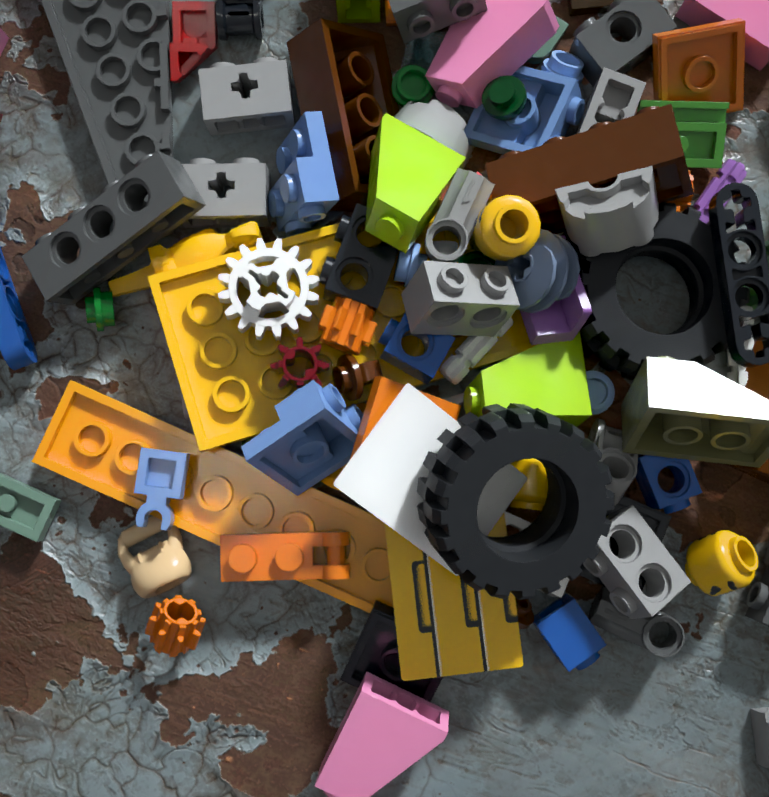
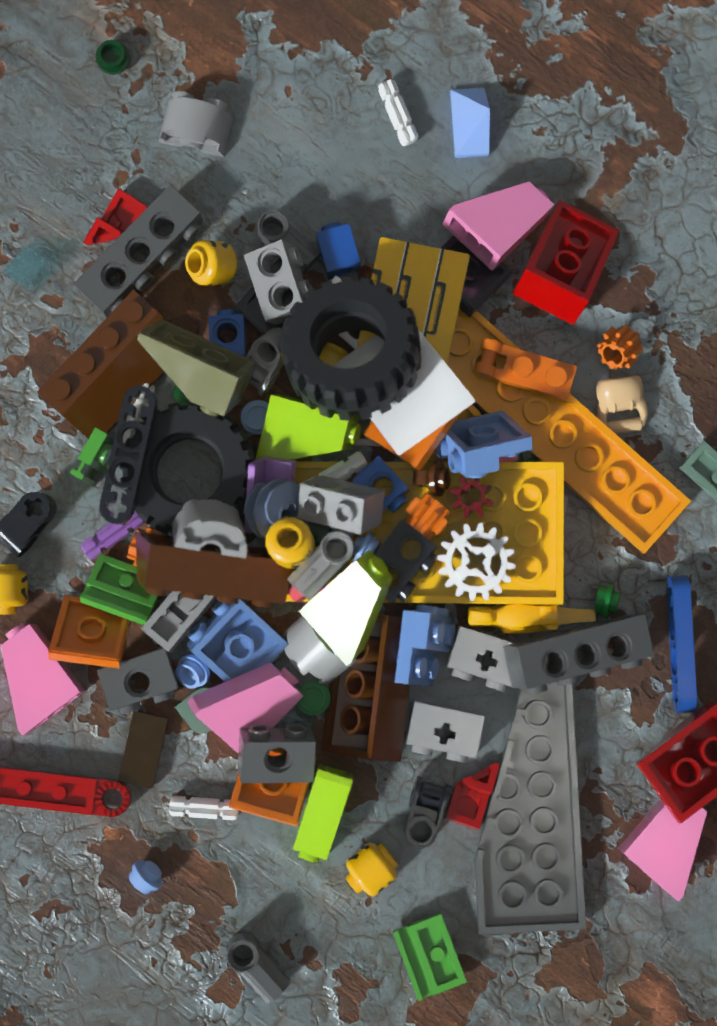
camera: 165 degrees left, 0 degrees up
(160, 477) = (598, 453): medium blue plate -> none
(275, 714) = (566, 262): none -> red slope
(504, 98) = (249, 657): dark green plate -> none

